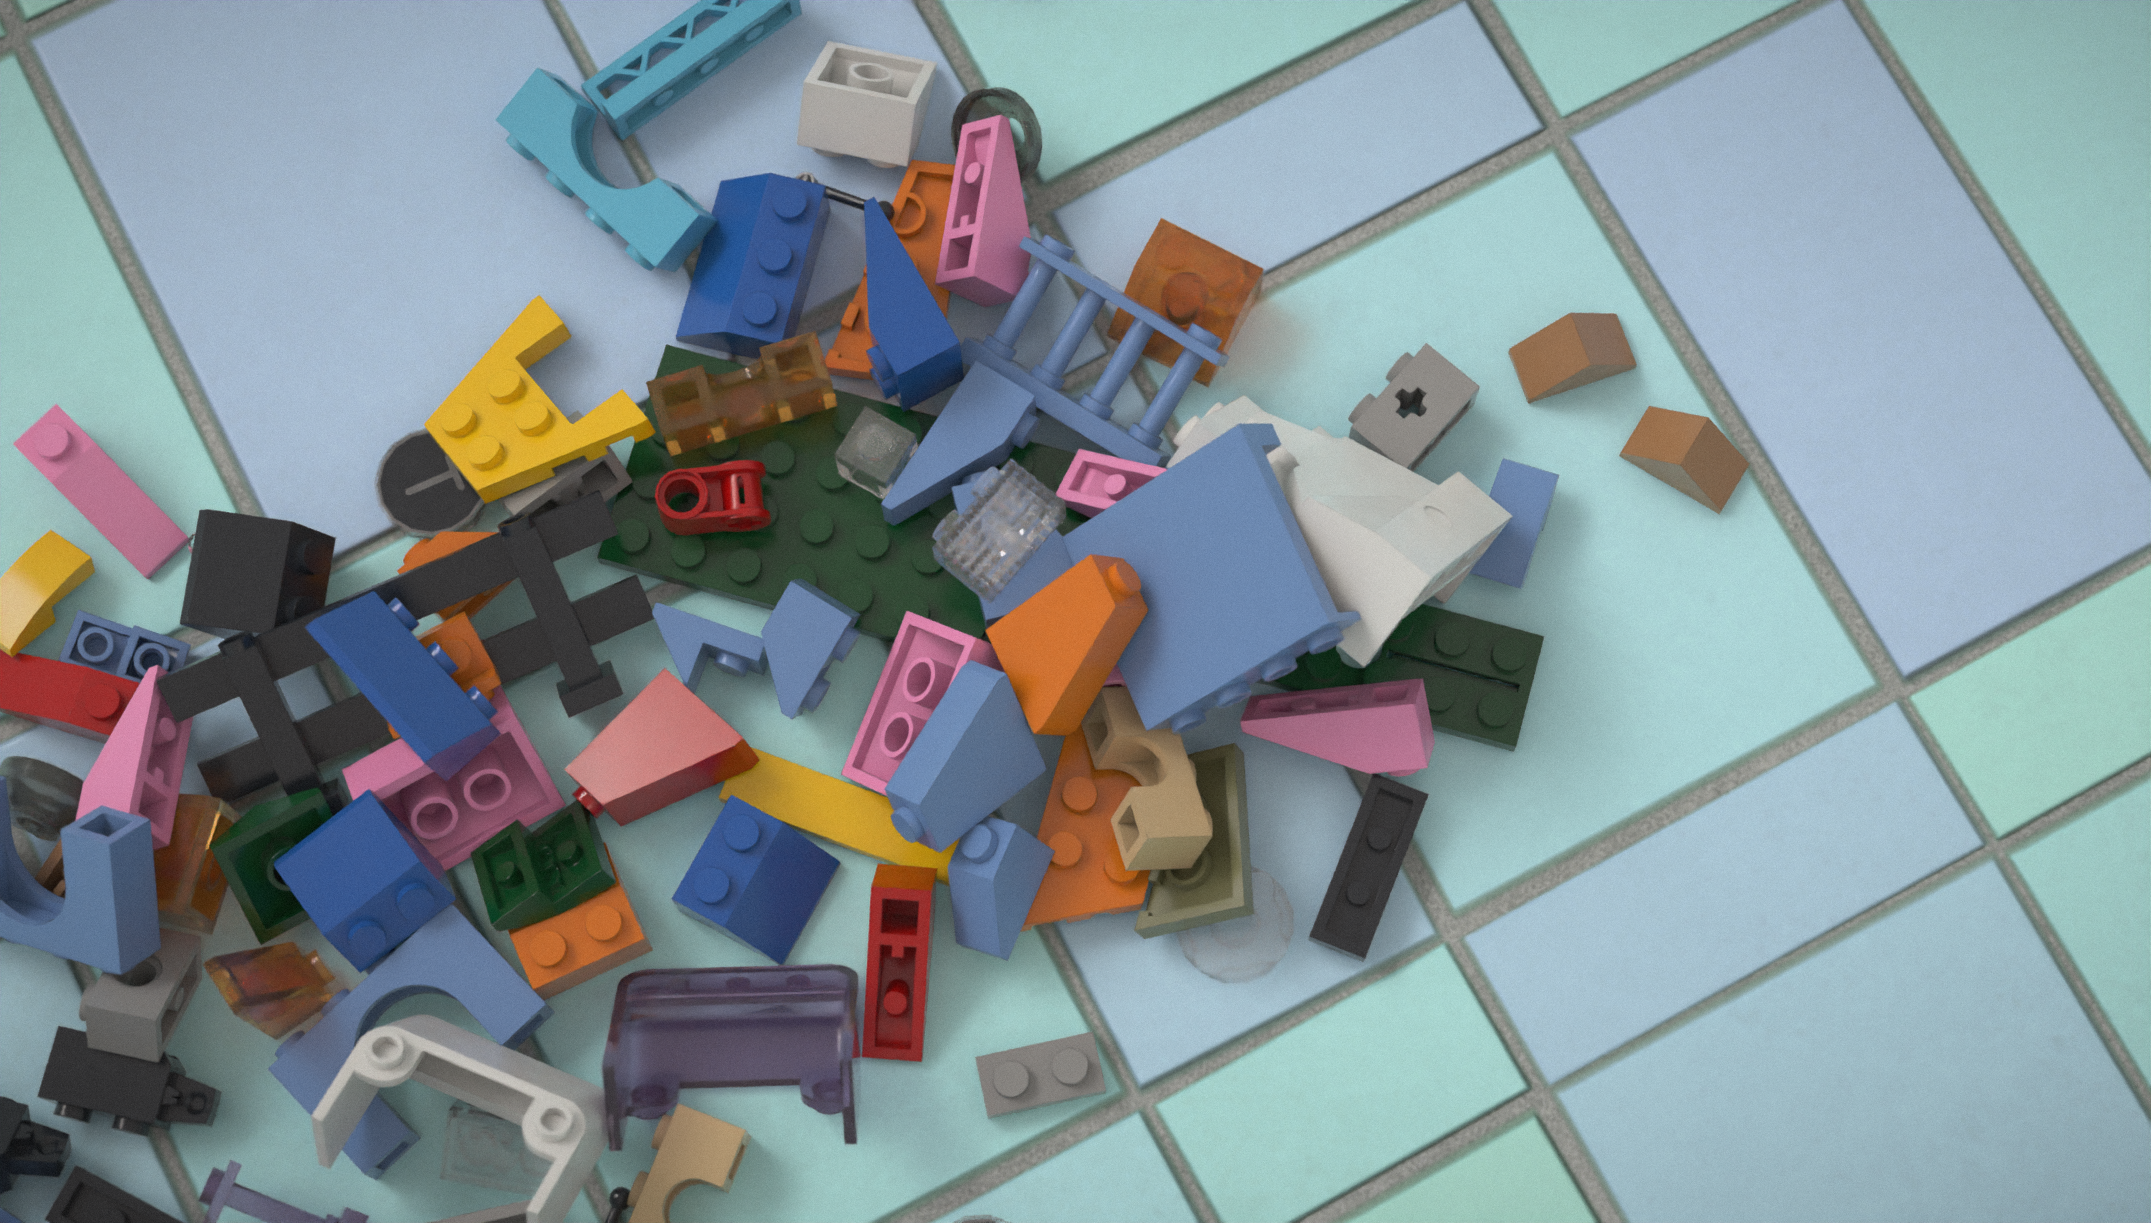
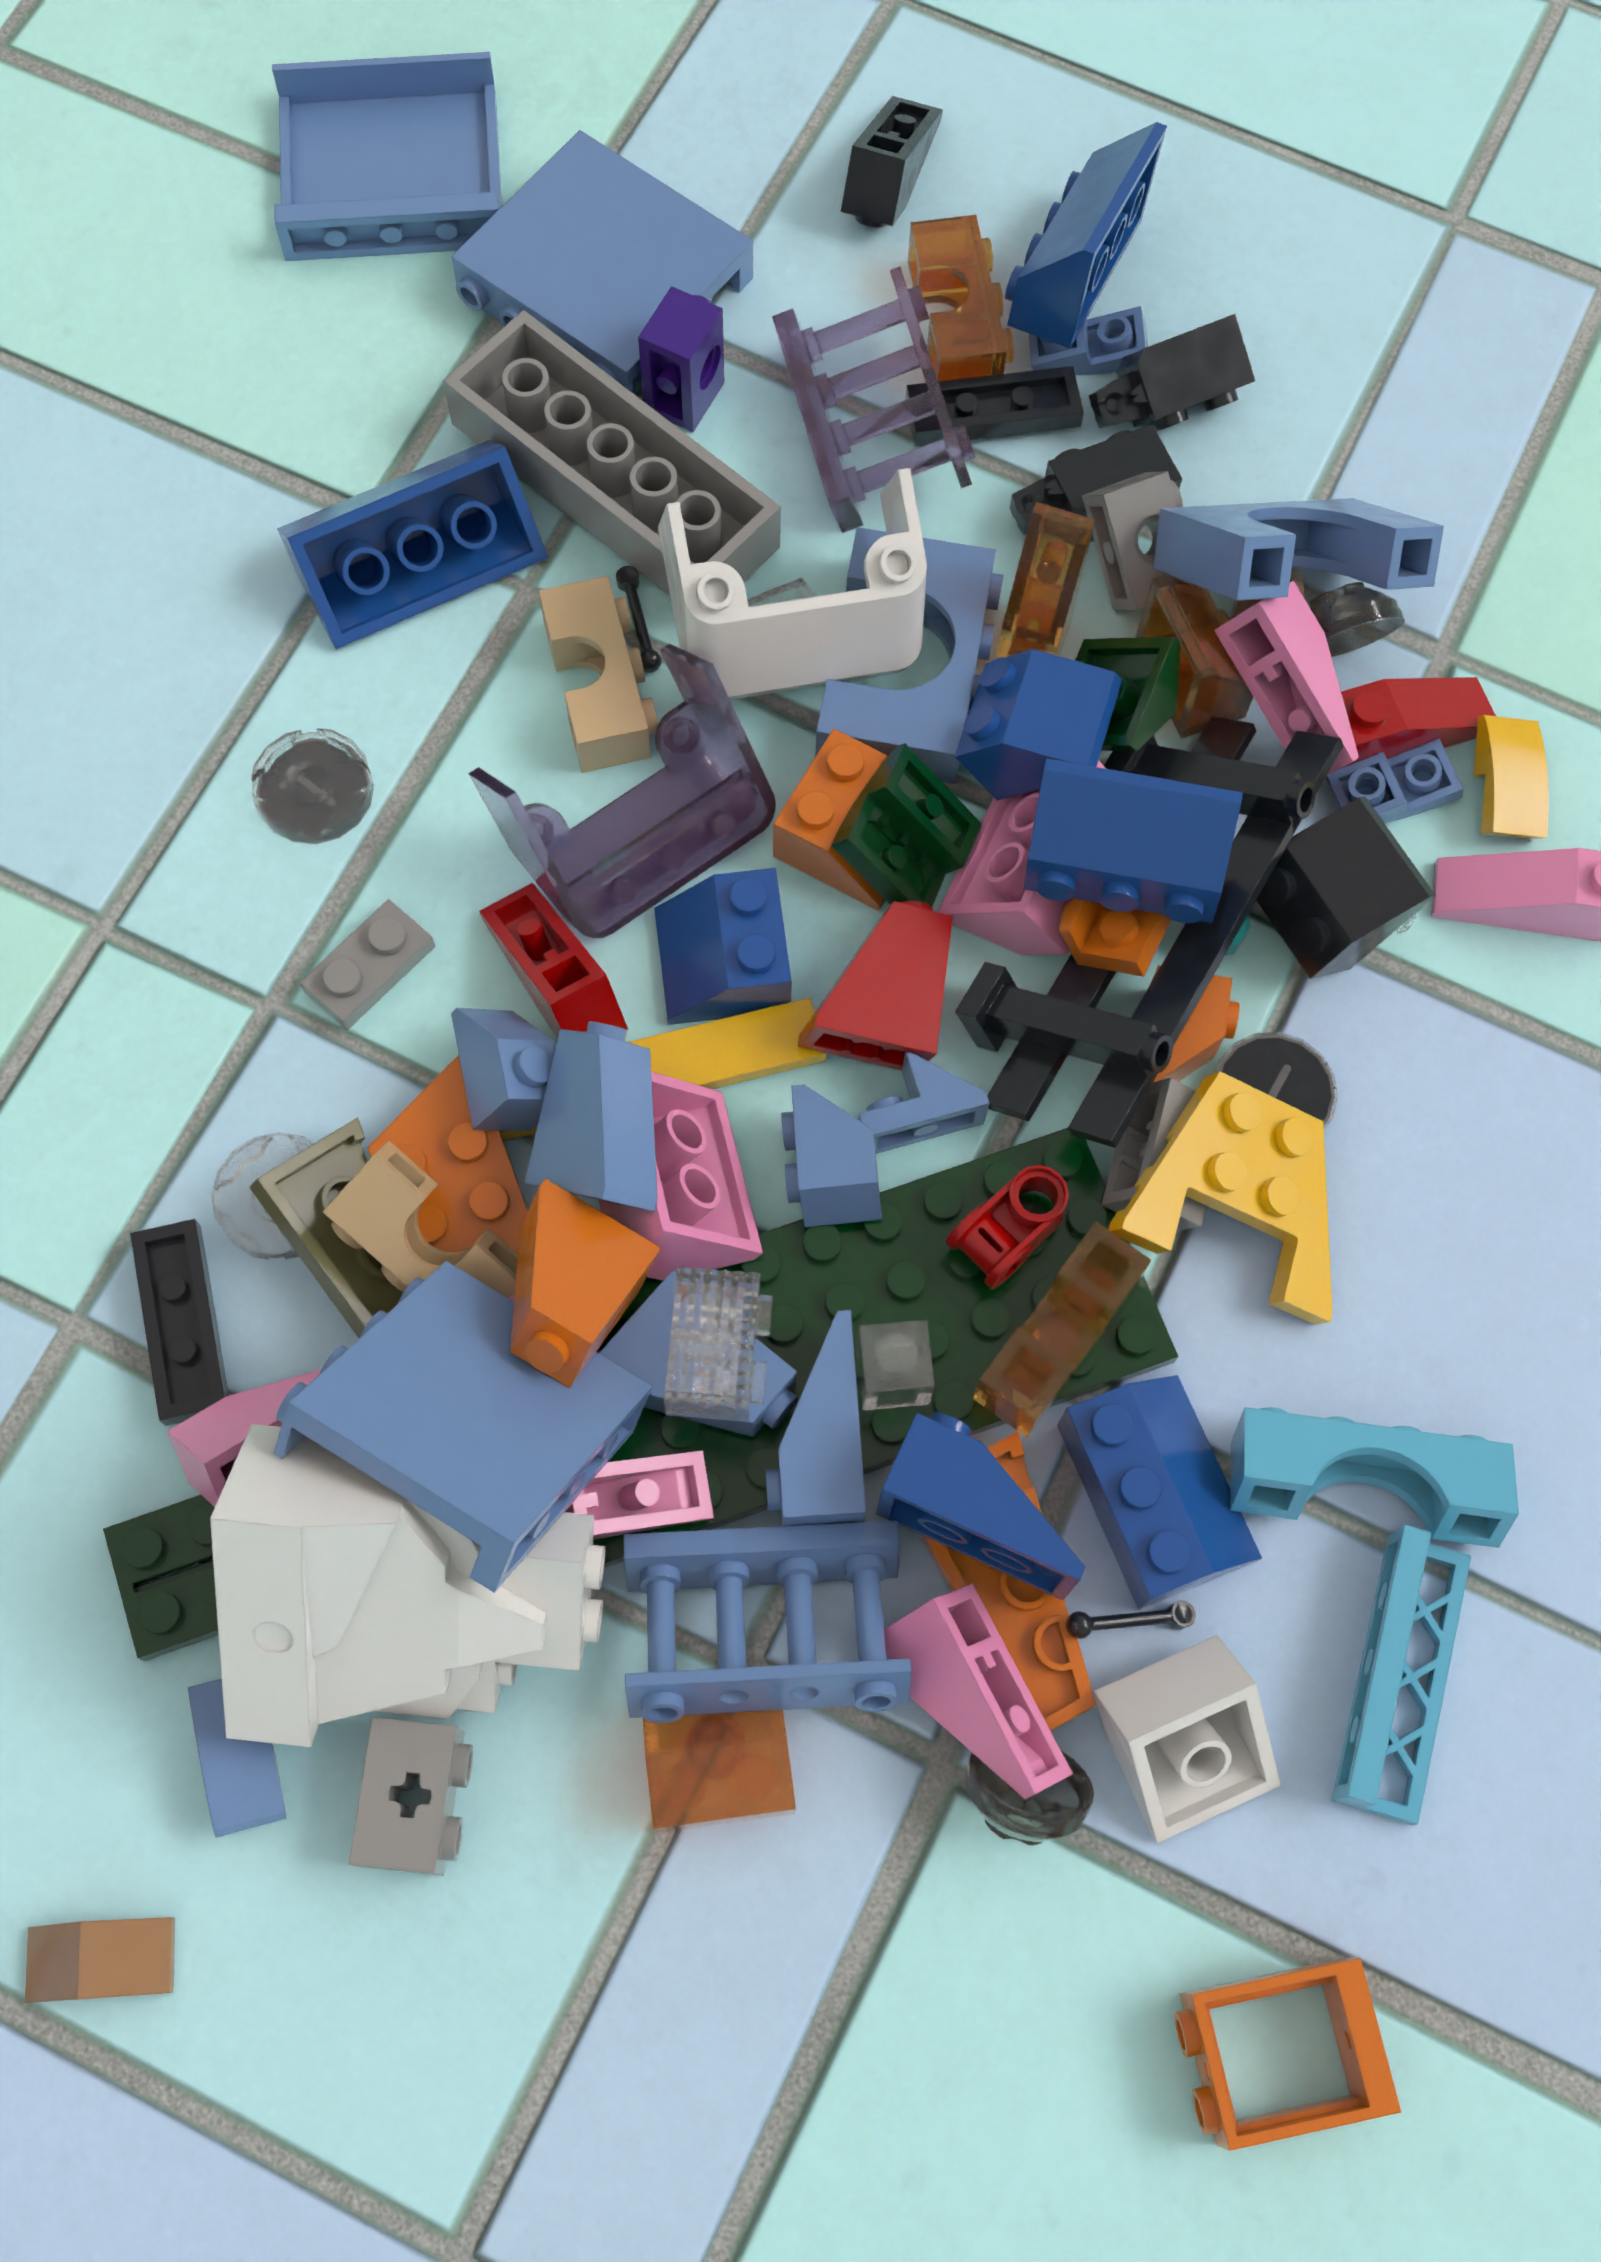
camera: 140 degrees right, 5 degrees down
(1571, 354) = (281, 1990): medium nougat slope -> none

